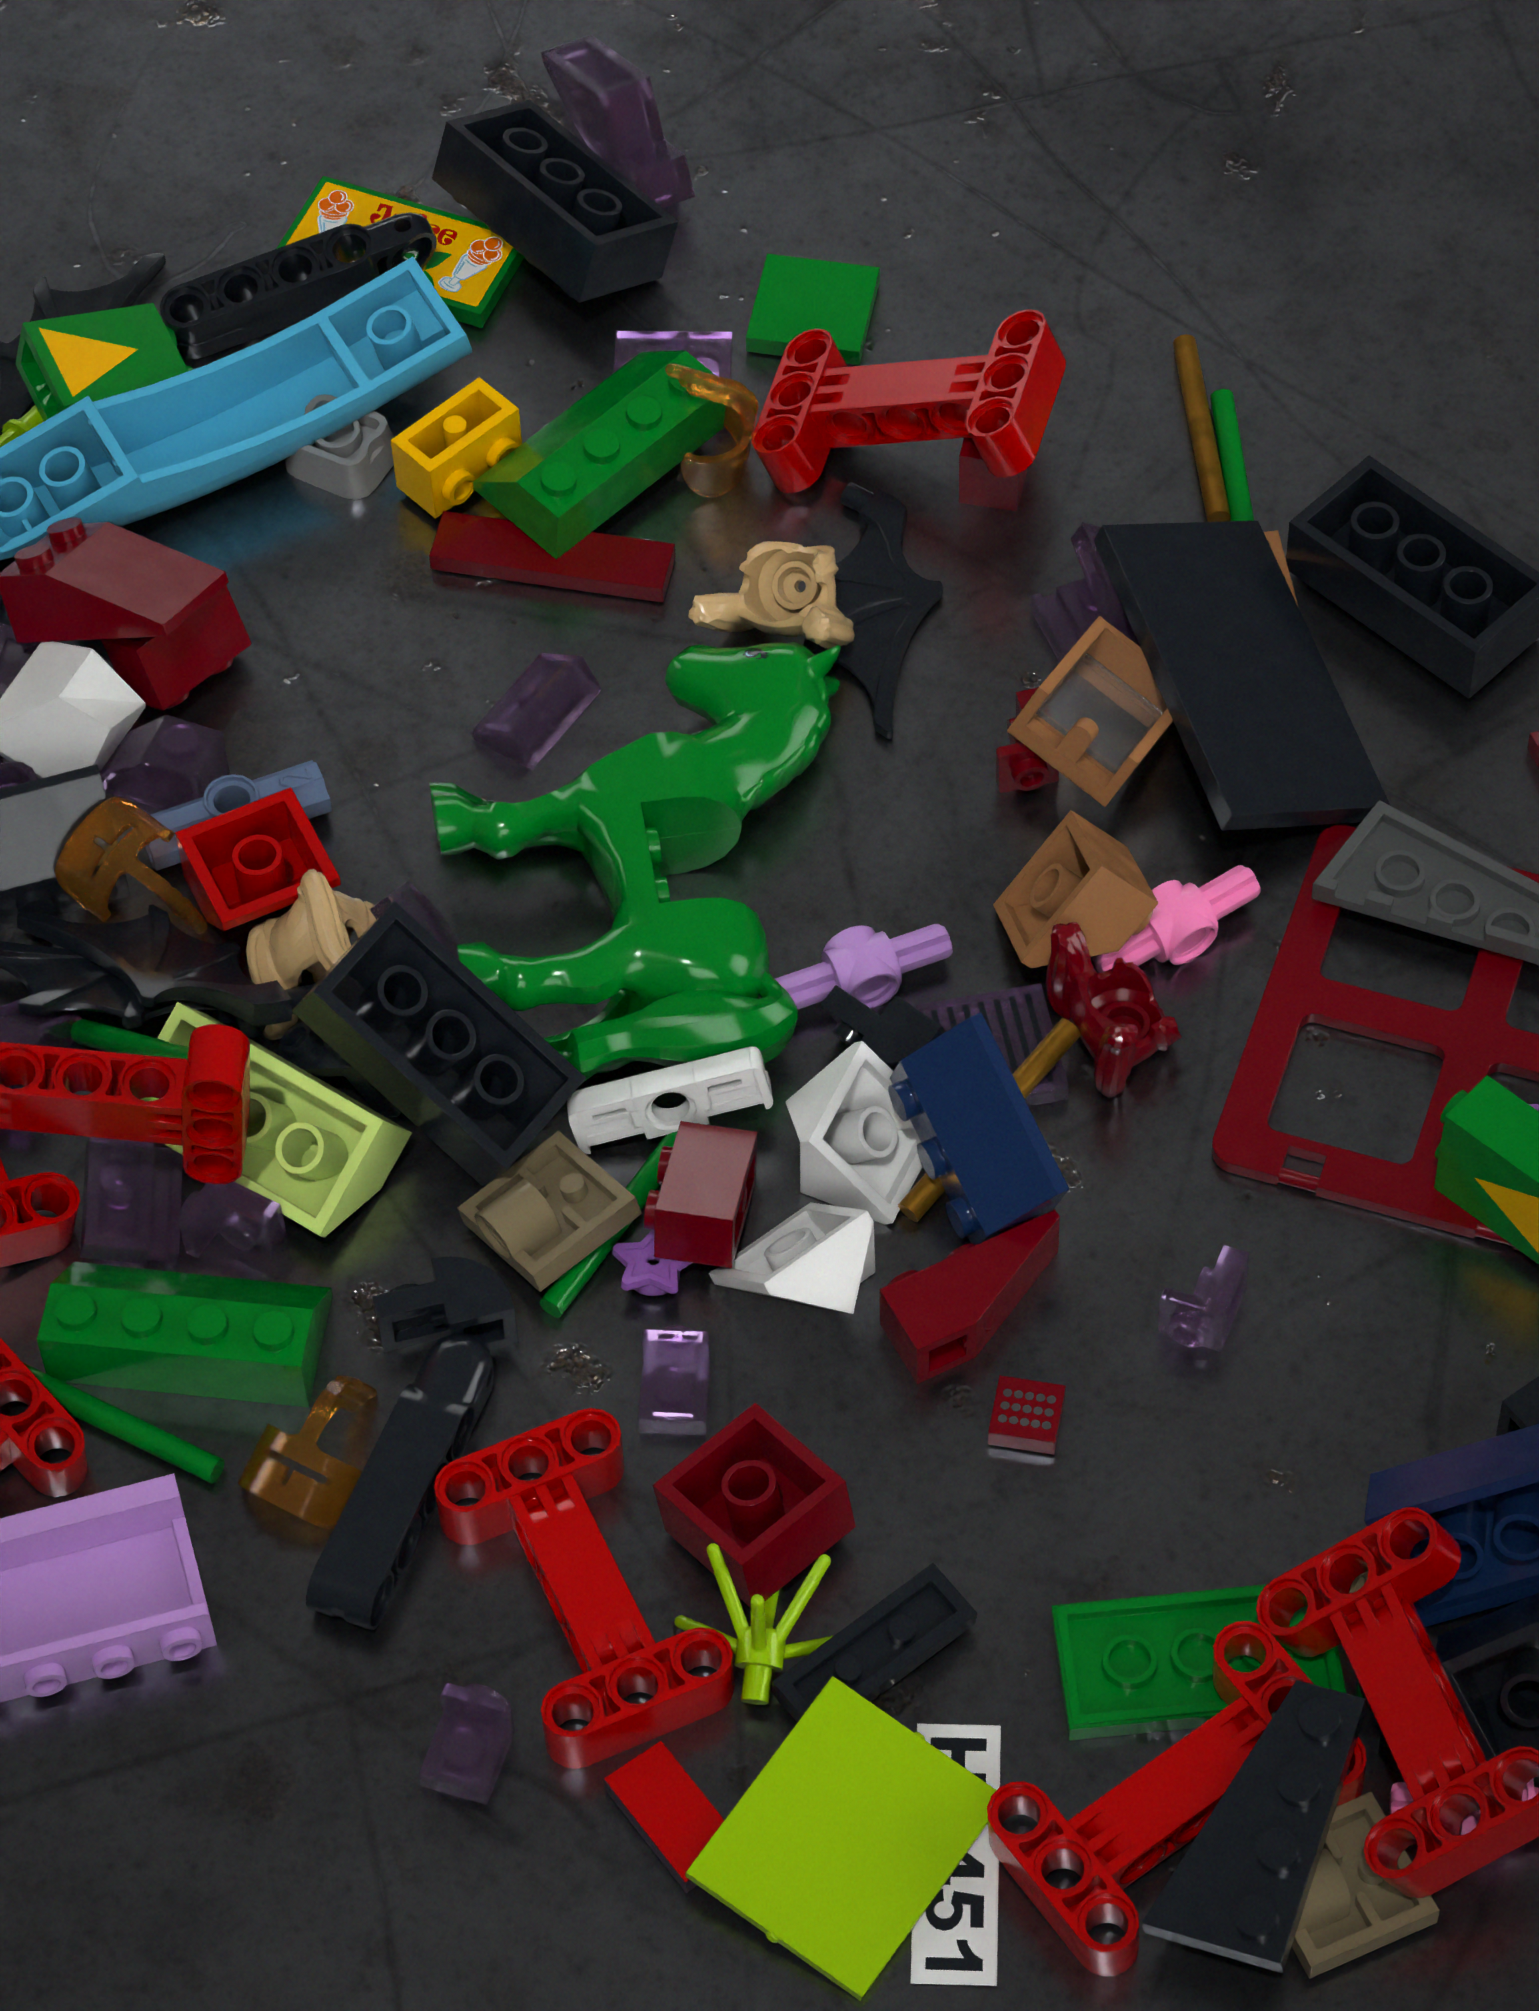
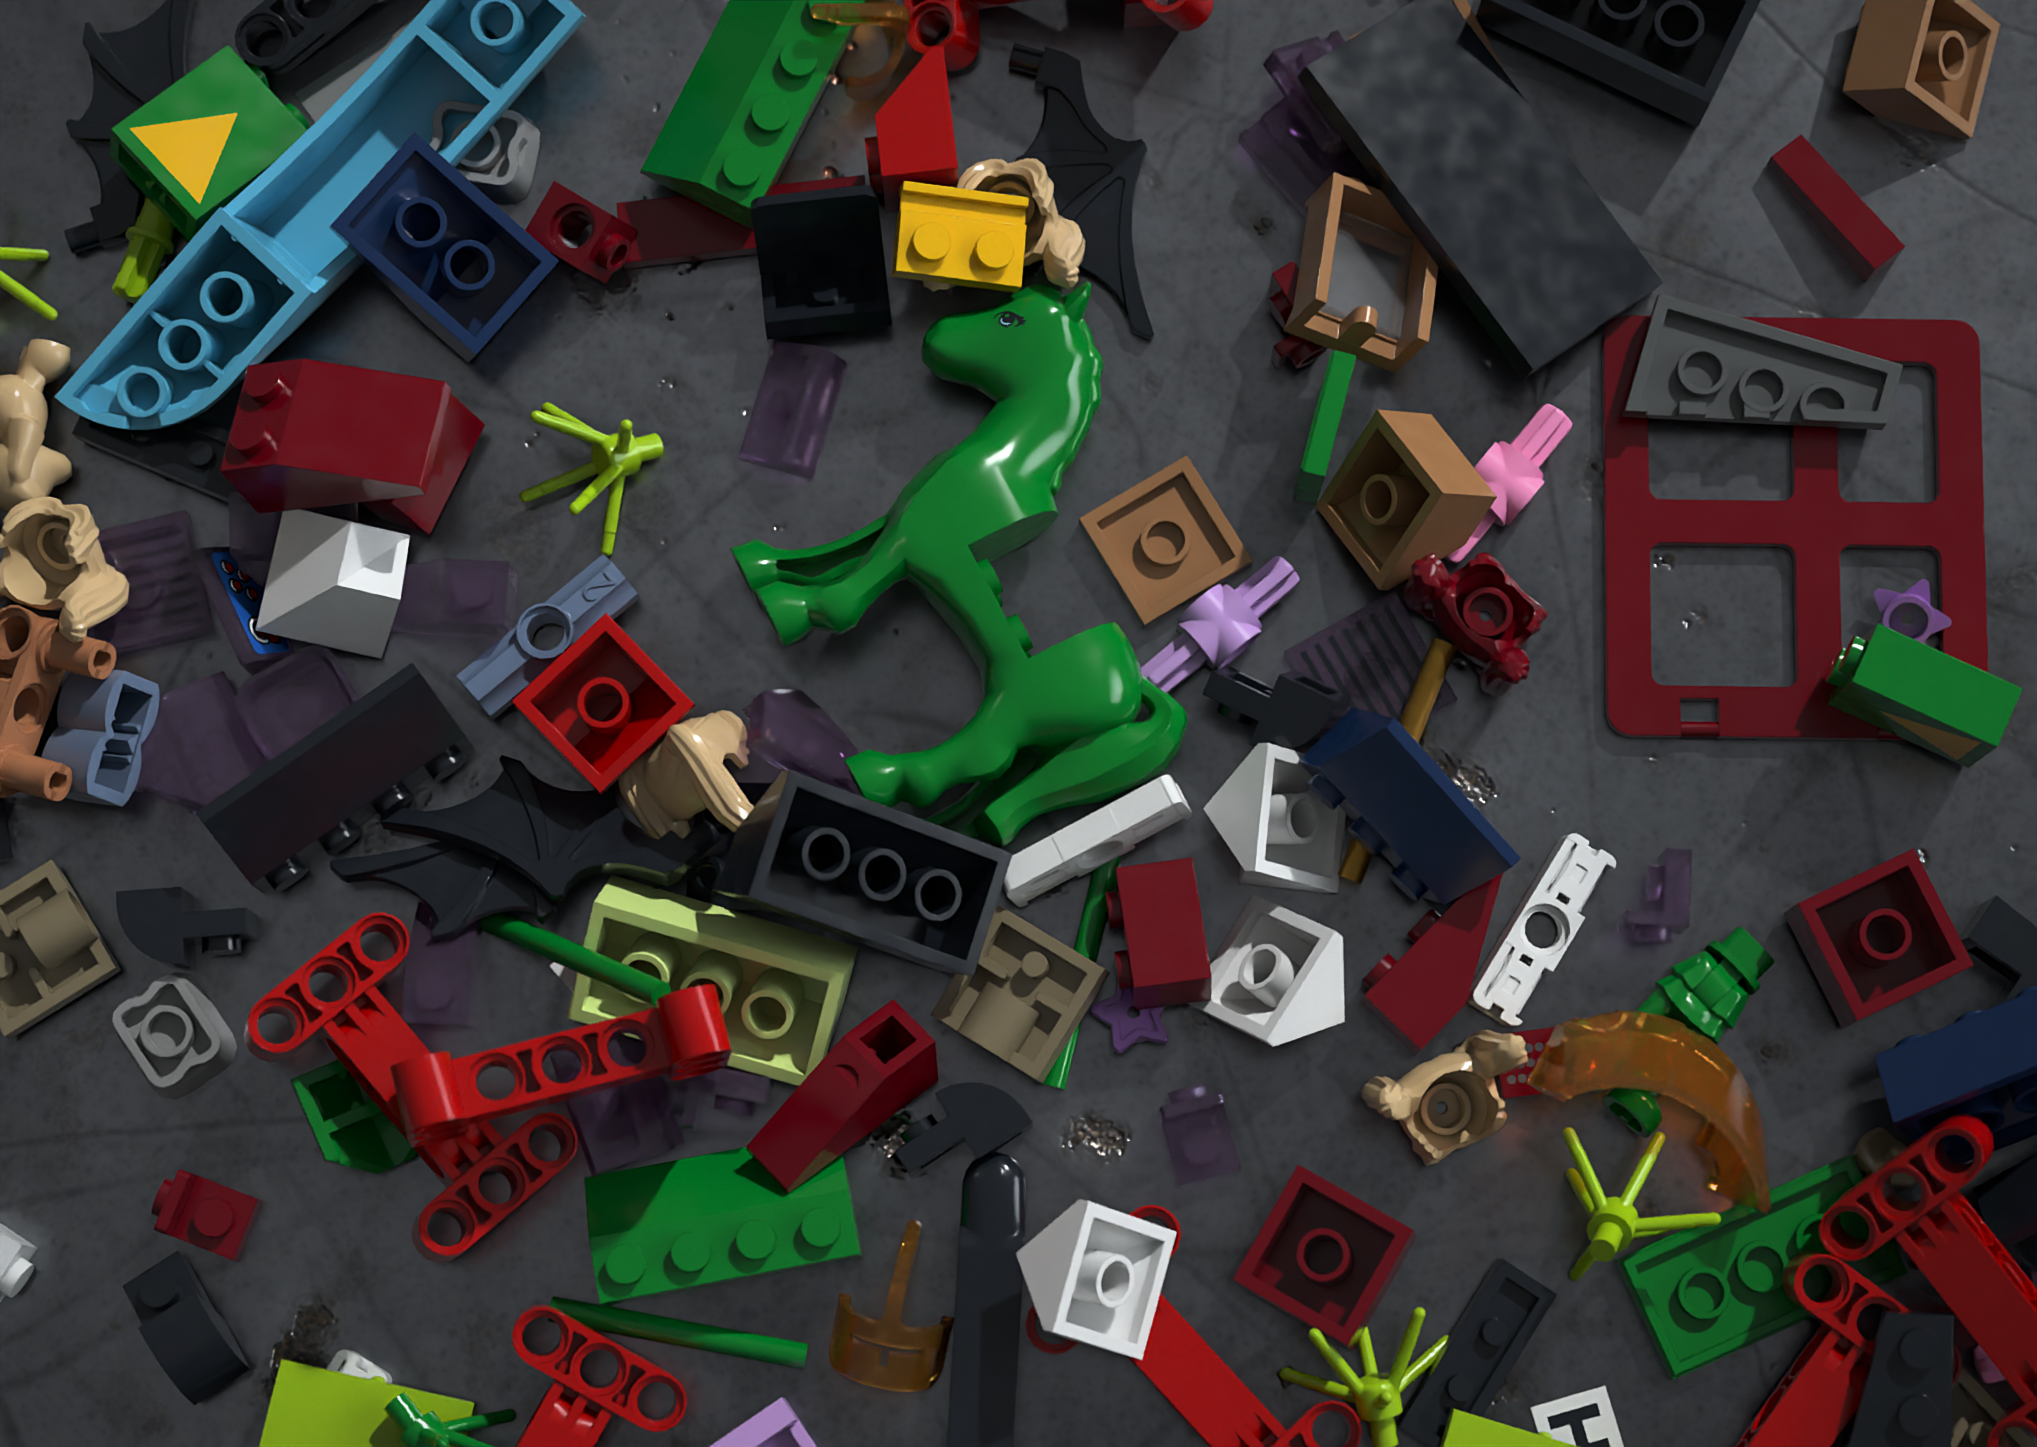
camera: 20 degrees left, 25 degrees up
(82, 856) = (446, 720): clear orange helmet -> none
(273, 489) = (443, 247): none -> dark blue slope
(355, 694) = (612, 459): none -> lime plant
(359, 1235) = (847, 1096): none -> dark red slope
(399, 516) = (562, 220): none -> dark red brick
(455, 446) = (609, 131): yellow brick -> none
(519, 1437) = (1098, 1276): none -> white slope
(606, 582) = (821, 261): none -> black bracket
(726, 511) = (914, 133): none -> red slope
(734, 578) = (960, 237): none -> yellow plate
(834, 887) = (1165, 542): none -> medium nougat tile
(930, 1397) = (1459, 1080): none -> tan hair
(1018, 821) = (1324, 427): none -> green tile
(1044, 1325) = (1514, 962): none -> white piece
(1055, 1539) = (1615, 1219): none -> lime plant
(1170, 1433) = (1669, 1059): none -> clear orange windscreen
(1215, 1399) = (1706, 996): none -> green piece
(1410, 1382) = (1878, 938): none -> dark red brick

